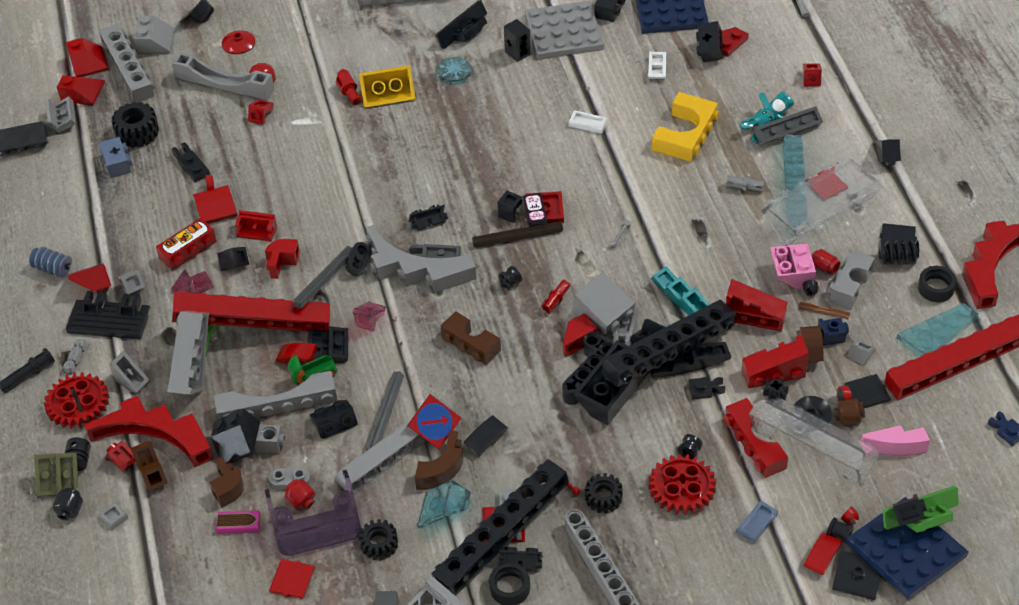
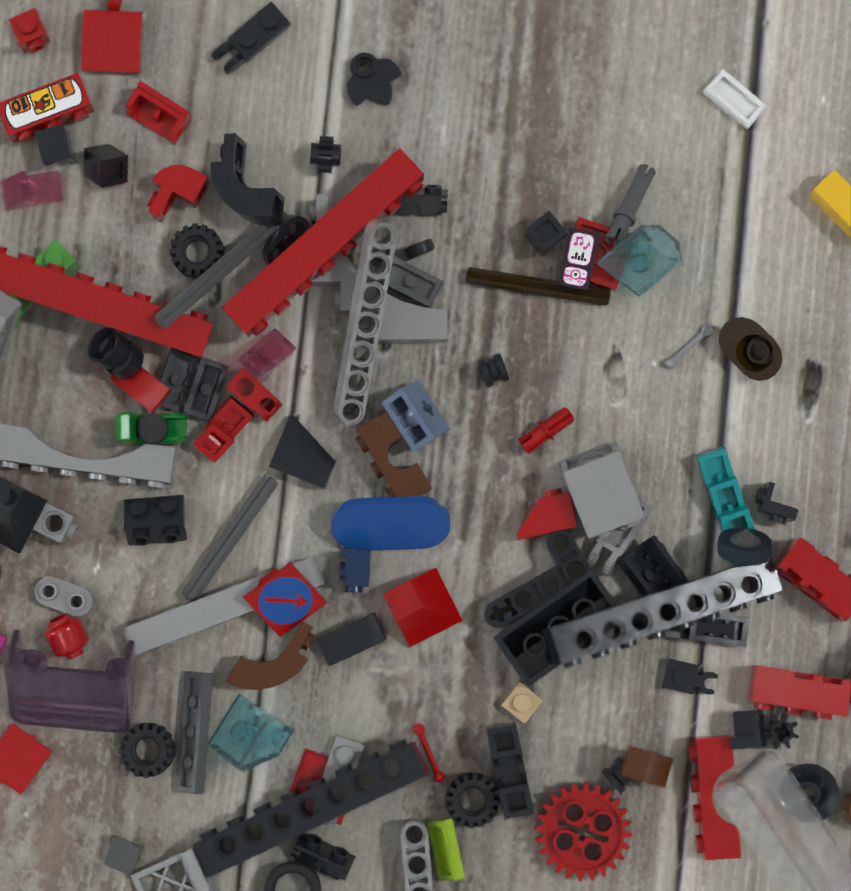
camera: 20 degrees right, 35 degrees up
(163, 215) = (29, 31): none -> red bracket
(197, 256) = (55, 145): none -> black panel
(275, 338) = (115, 353): none -> black wheel
(298, 179) = (253, 37): none -> black hinge
(299, 274) = (189, 235): none -> black tyre
(313, 364) = (153, 428): none -> black tile
(323, 243) = (255, 205): none -> black arch
(357, 358) = (222, 428): none -> red slope
(364, 212) = (325, 154): none -> black gear
(368, 334) = (254, 394): none -> red leg
(376, 175) = (374, 83): none -> black plate
(380, 243) = (324, 243): none -> red brick
(405, 518) = (194, 732): none -> dark grey plate
(411, 356) = (302, 455): none -> black slope
(422, 277) = (359, 308): none -> light grey beam
(439, 237) = (419, 249): none -> black tile
(471, 398) = (355, 570): none -> dark blue brick
(473, 309) = (415, 415): none -> sand blue brick
(483, 366) = (390, 523): none -> blue tile
(520, 406) = (422, 607): none -> red slope
(552, 181) = (626, 214): none -> dark grey pin
(570, 195) = (643, 258): none -> clear light blue slope
(601, 524) = (445, 849): none -> lime tile
(609, 434) = (522, 702): none -> tan plate
(610, 456) = (509, 770): none -> black arch
(655, 215) = (750, 348): none -> dark brown piece
(701, 299) = (744, 546): none -> black wheel
(703, 426) = (646, 766): none -> reddish brown brick
(711, 286) = (777, 512): none -> black bracket
(756, 391) = (748, 730): none -> black panel

